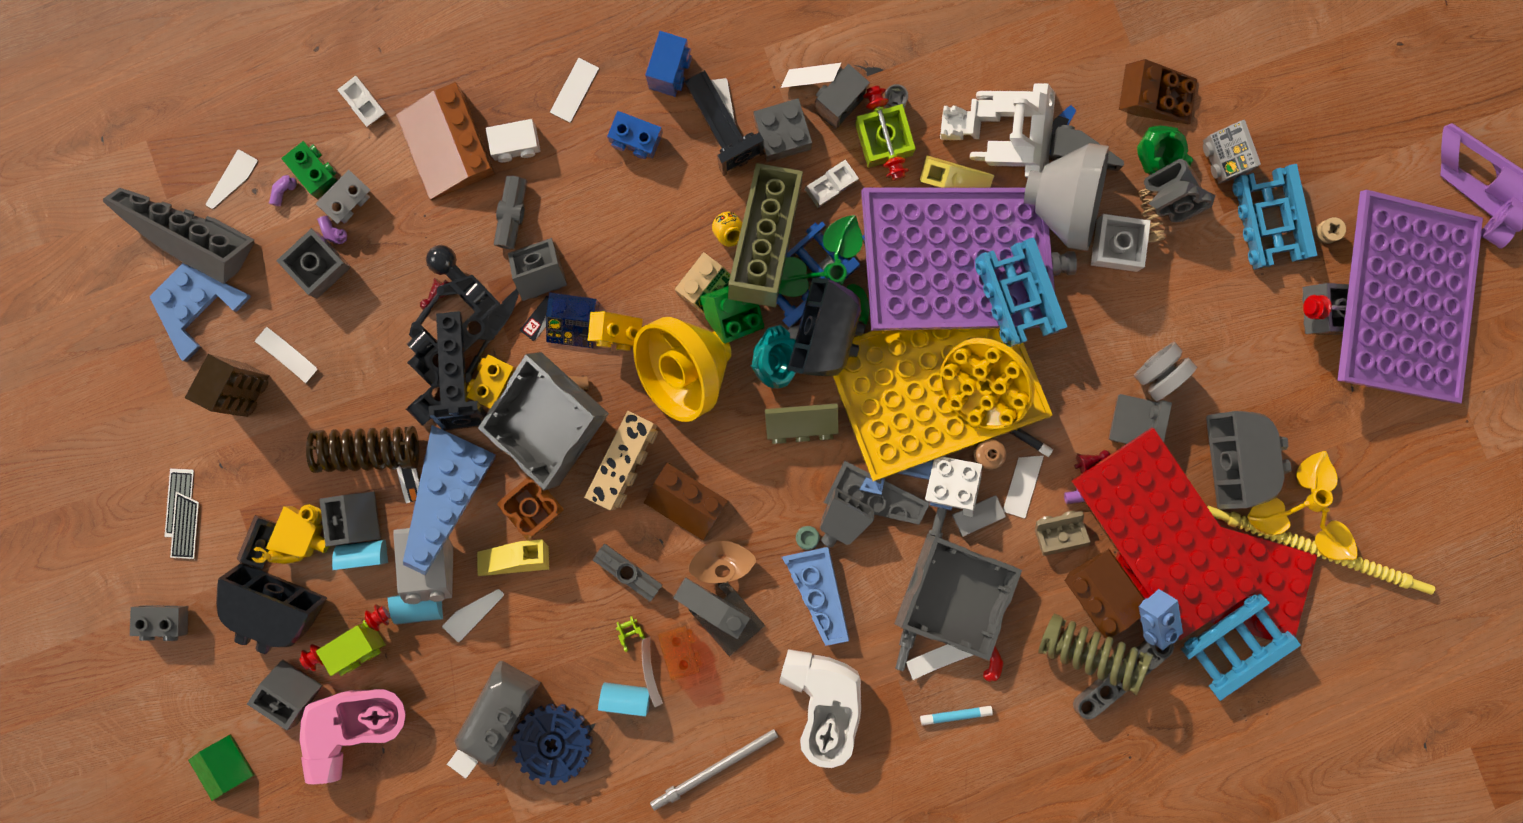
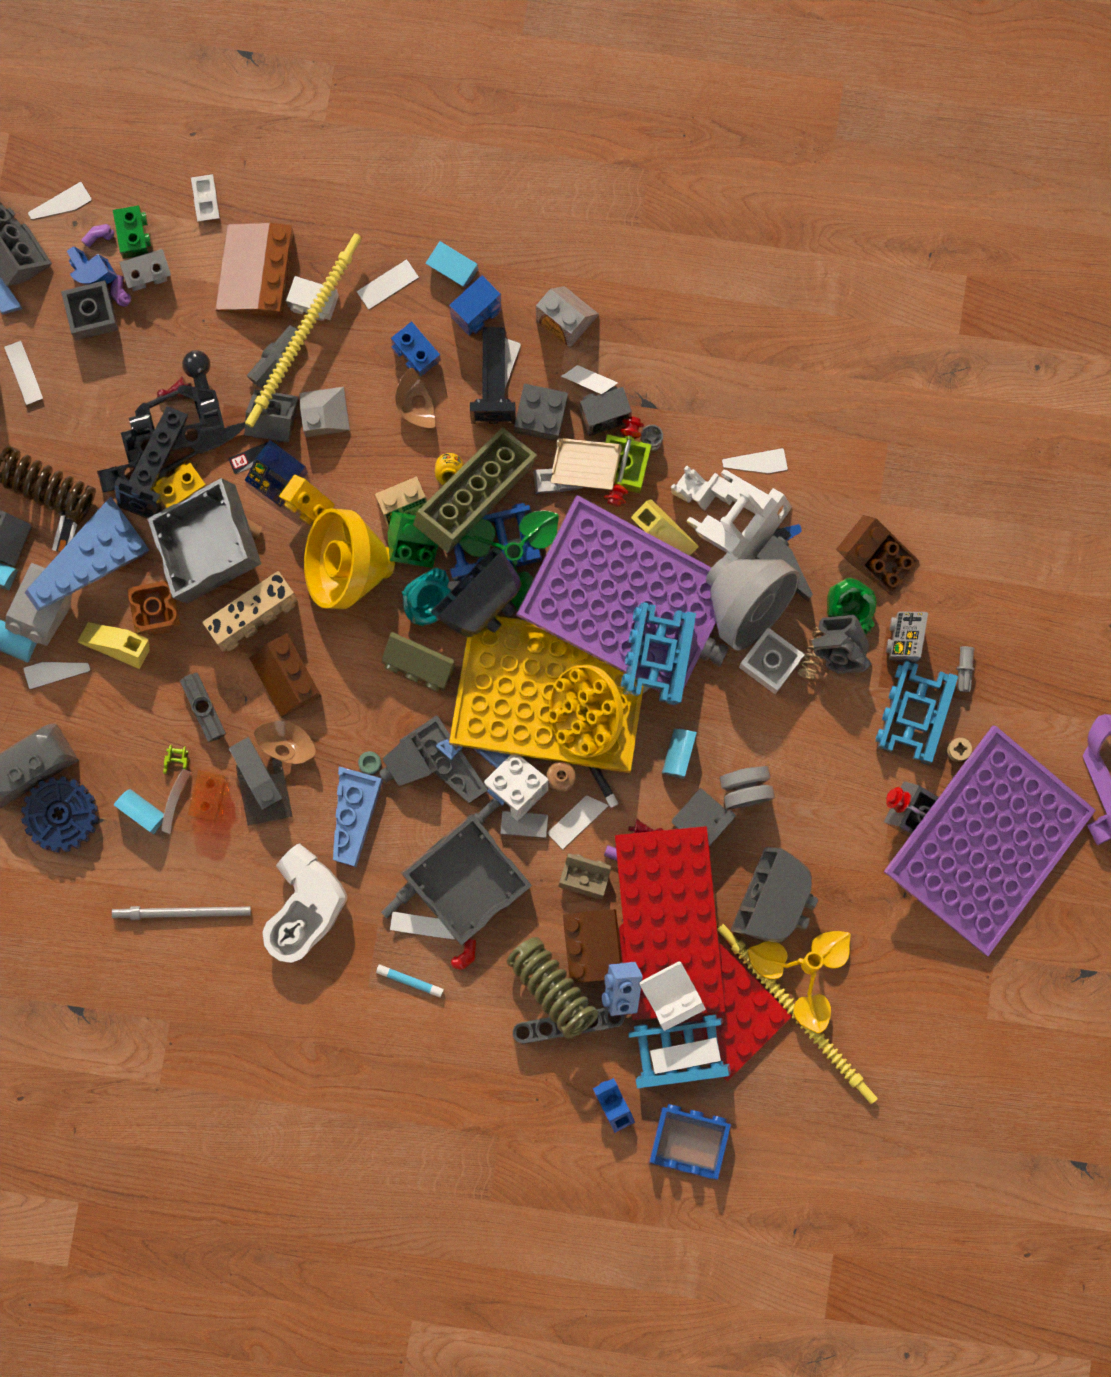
camera: 25 degrees right, 5 degrees down
(292, 226) = (91, 270): none -> brick
(523, 87) = (262, 402): none -> light yellow hose
(583, 239) = (324, 412): none -> light grey slope
(624, 37) = (452, 264): none -> medium azure brick
(648, 174) = (408, 387): none -> medium nougat piece
(753, 30) = (564, 314): none -> light grey slope
(852, 154) = (585, 463): none -> tan piece
(1004, 67) = (763, 462): none -> white sticker
(1083, 373) = (679, 753): none -> medium azure brick
(1206, 726) = (613, 1105): none -> blue brick
(1214, 603) = (672, 995): none -> white bracket
(1249, 647) = (685, 1055): none -> white sticker
(1292, 720) = (690, 1142): none -> clear window
(1294, 152) = (965, 668): none -> light grey axle

